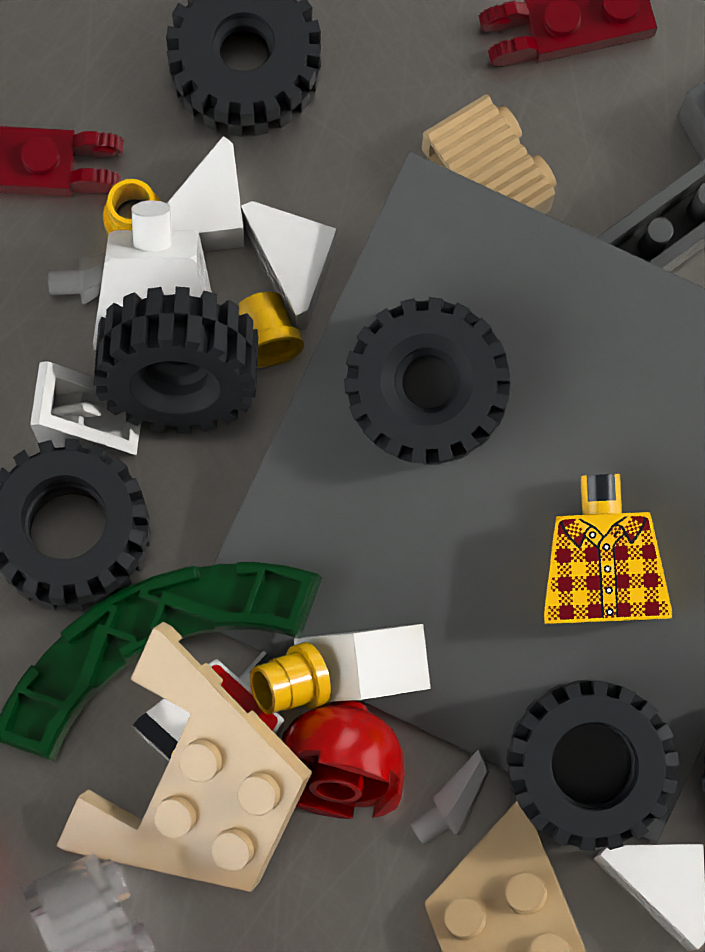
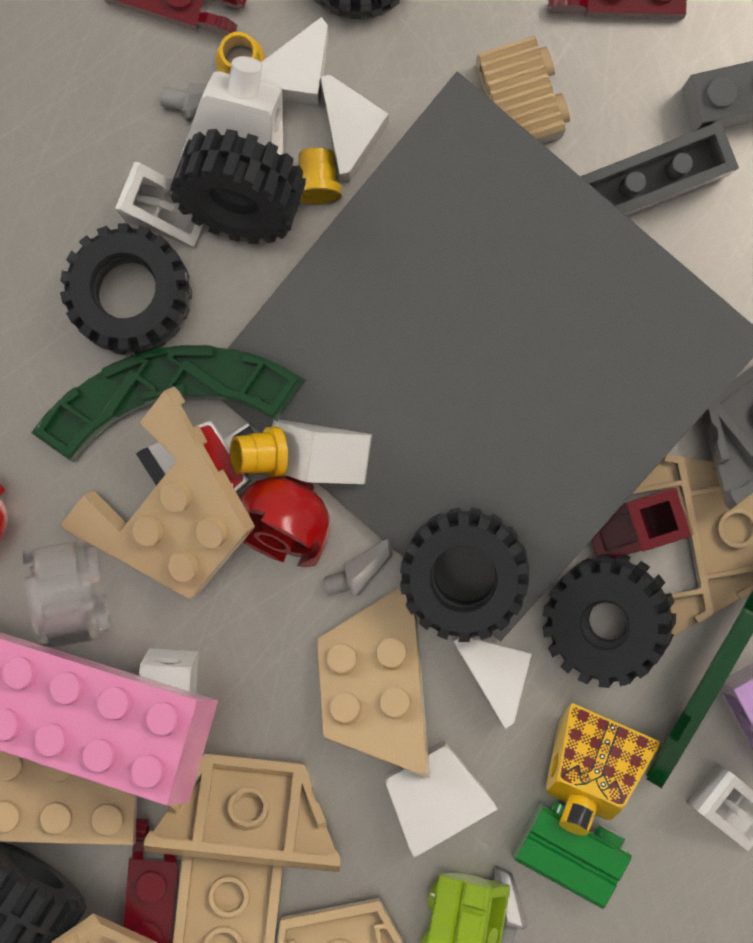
camera: 20 degrees right, 10 degrees up
(417, 332) = (383, 263): black tyre -> none
(605, 561) = (516, 428): torso -> none

